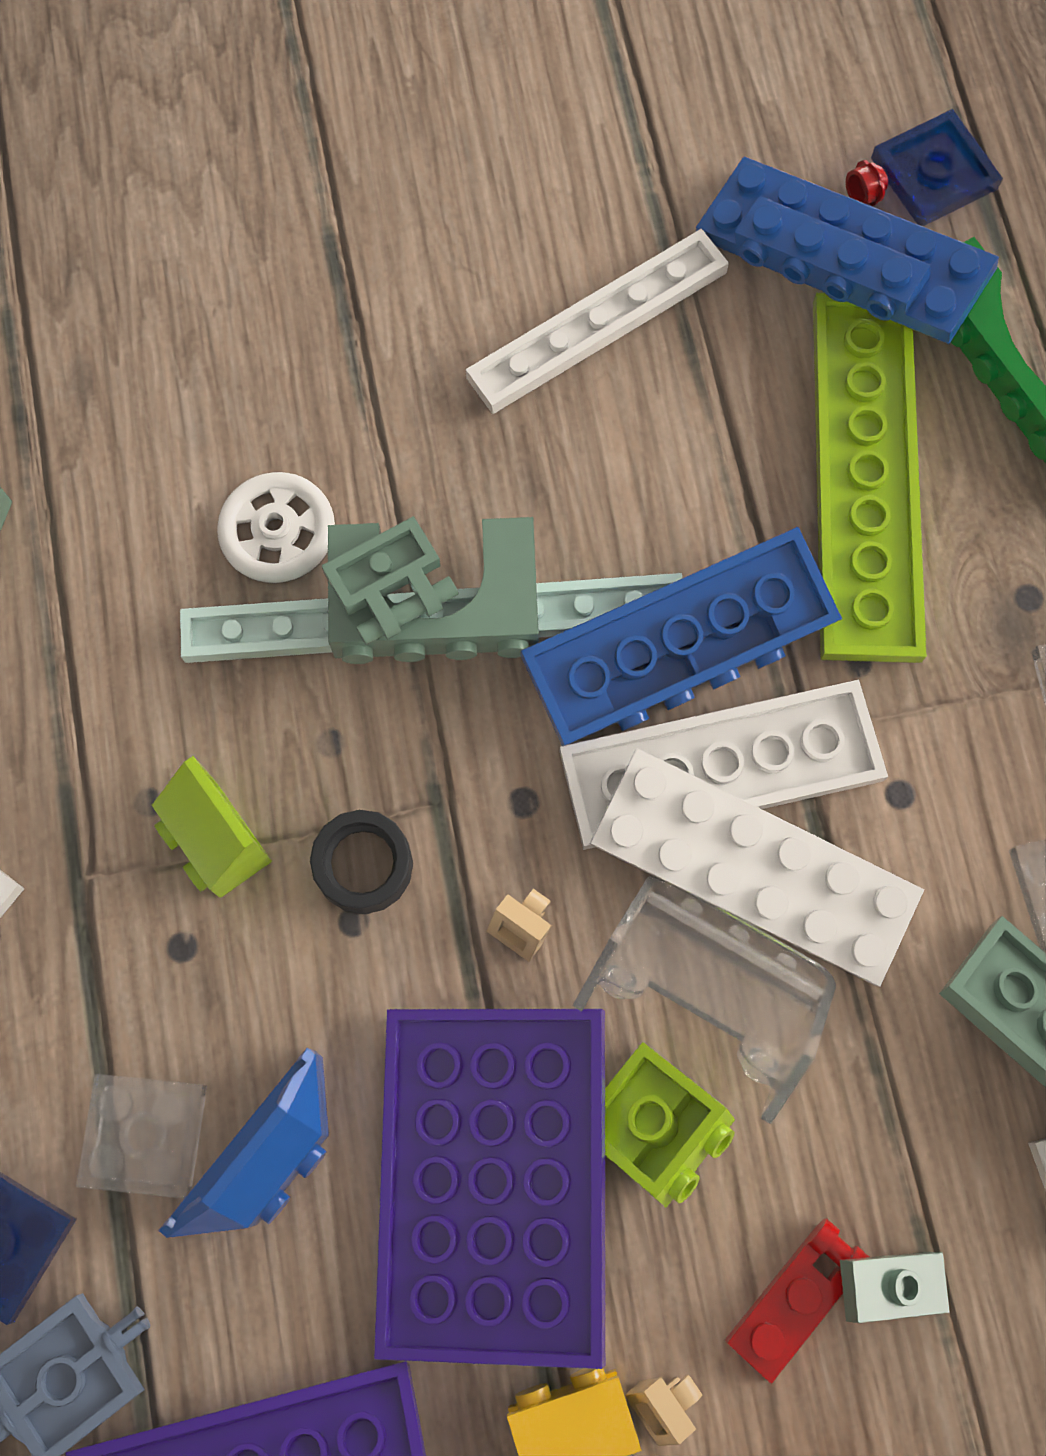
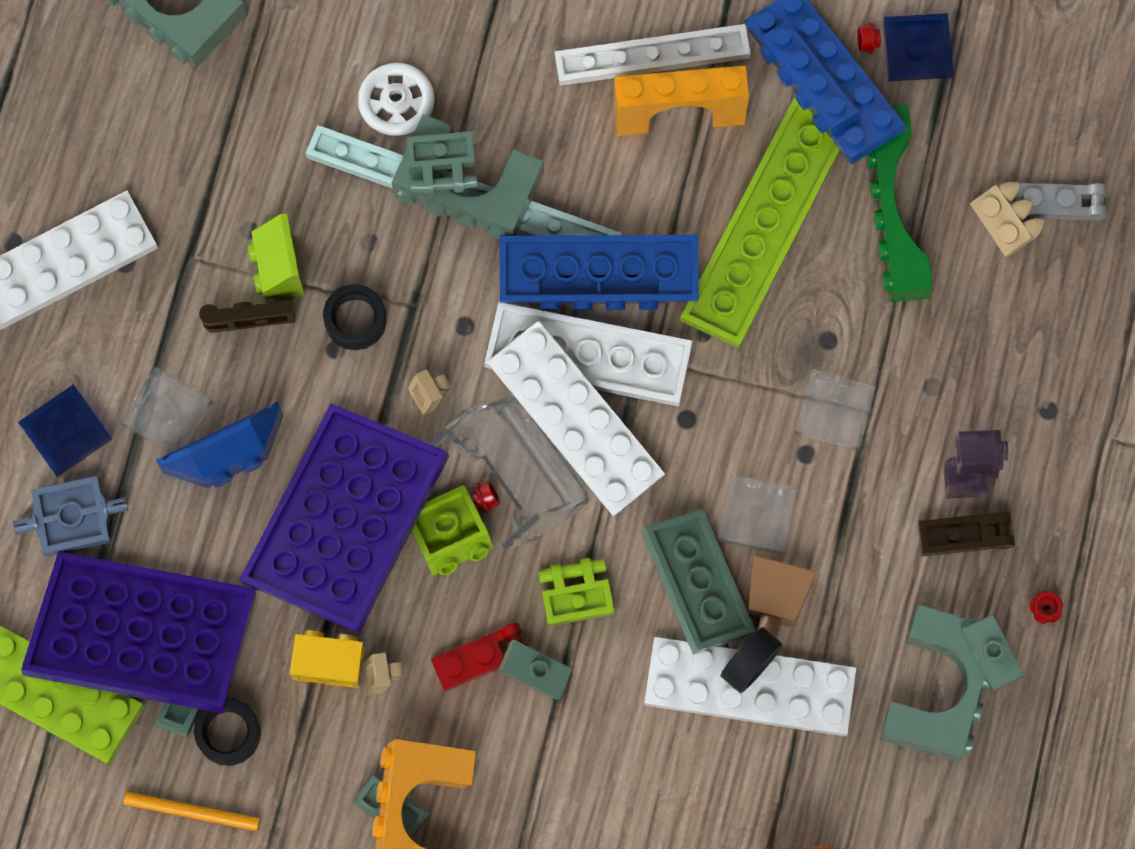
camera: 25 degrees right, 0 degrees up
(200, 932) = (246, 315): none -> dark brown plate
(681, 1044) = (485, 496): none -> red plate
(724, 321) = (644, 95): none -> light orange arch
(899, 1141) = (577, 601): none -> lime plate

